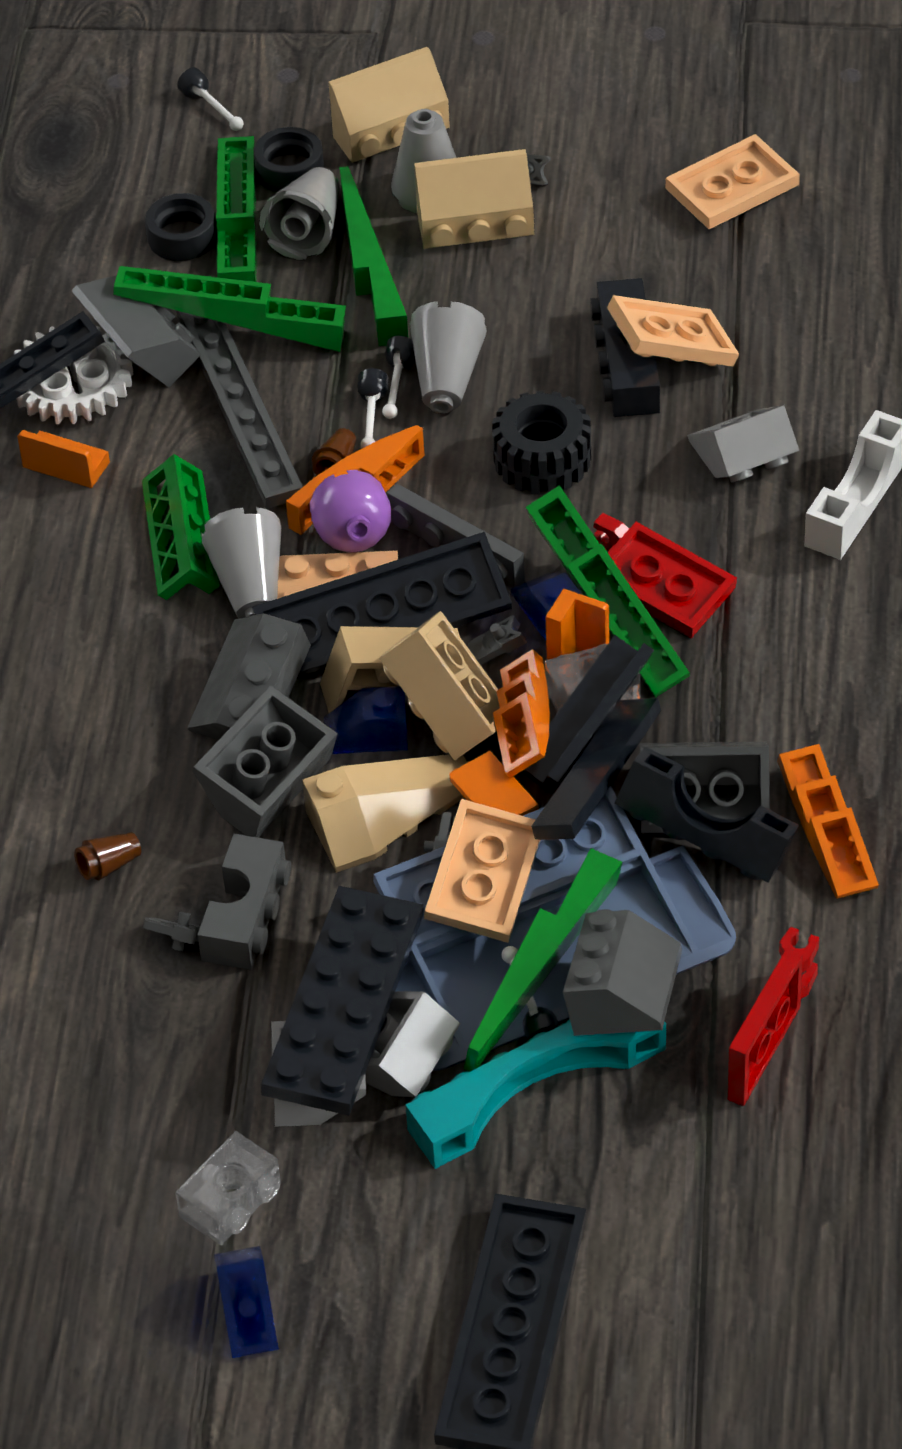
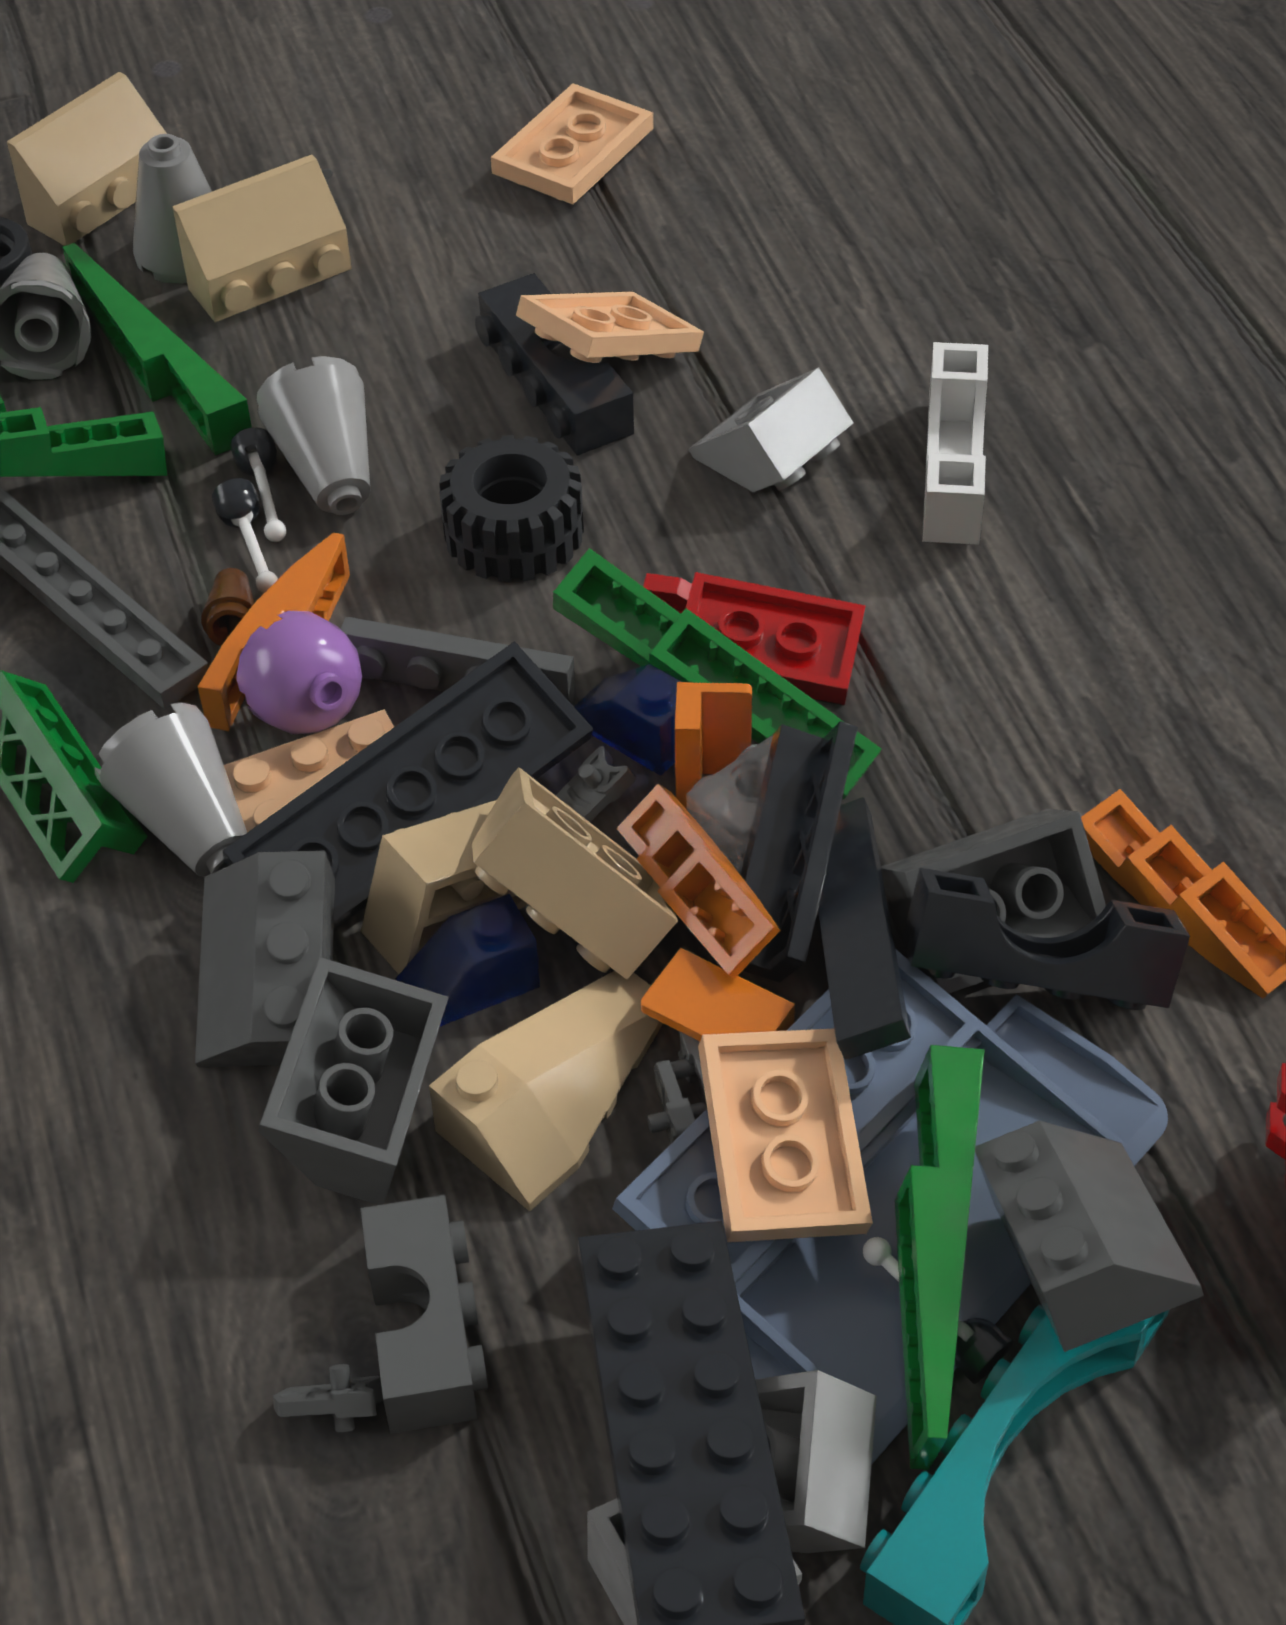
camera: 25 degrees left, 0 degrees up
(106, 854) = (160, 1313): reddish brown cone -> none

